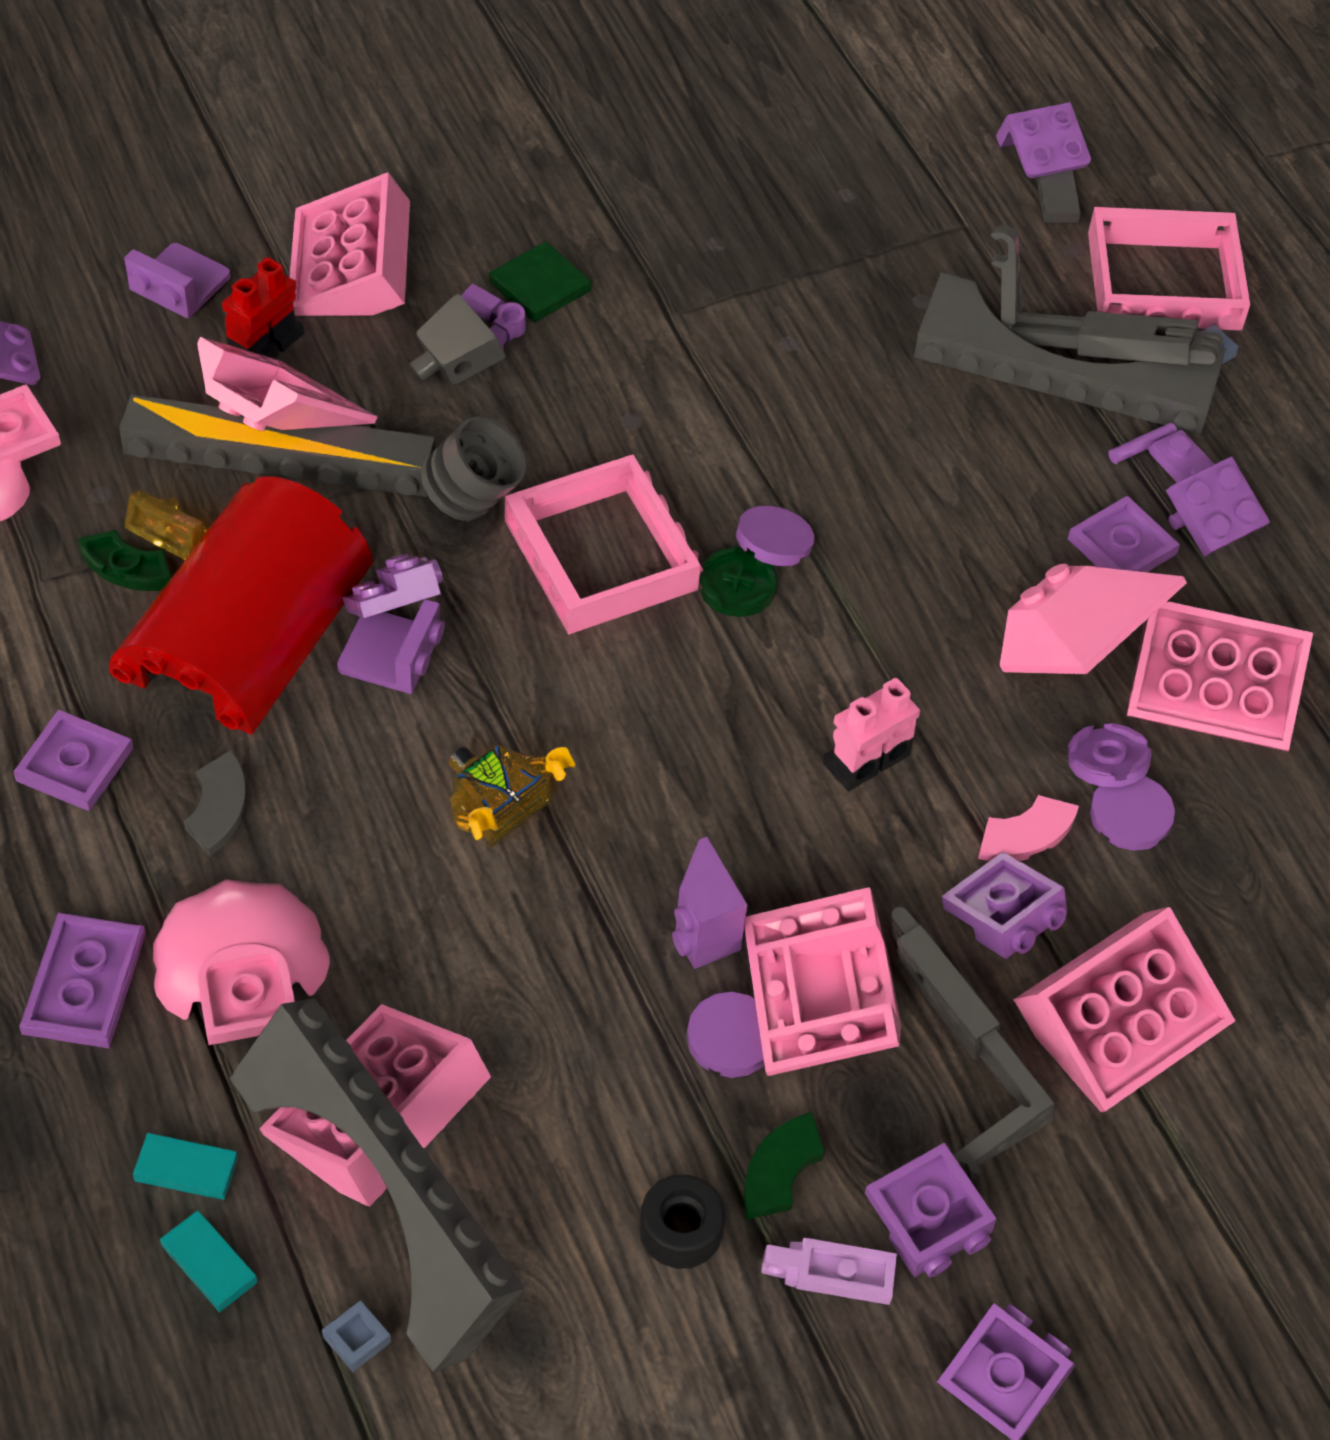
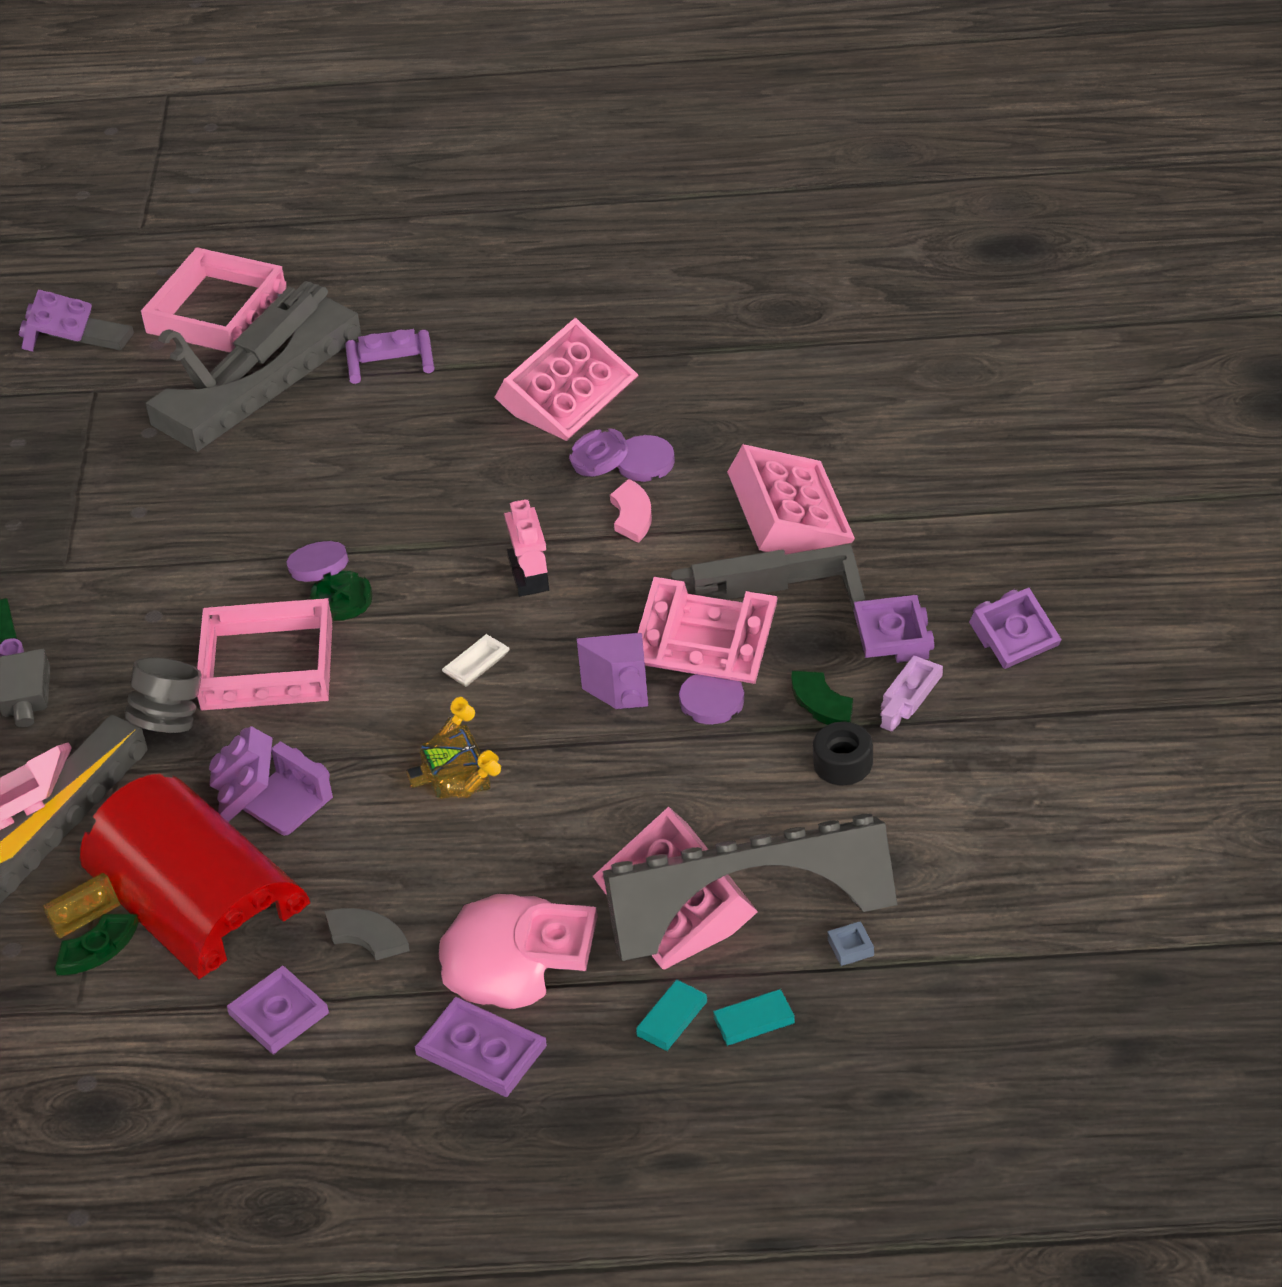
camera: 60 degrees left, 10 degrees down
(686, 755) = (476, 660): none -> white tile
(1007, 905) = (687, 531): medium lavender plate -> none
(1080, 617) = (496, 422): bright pink slope -> none
(1123, 538) = (432, 394): medium lavender plate -> none
(1217, 506) = (434, 339): medium lavender plate -> none

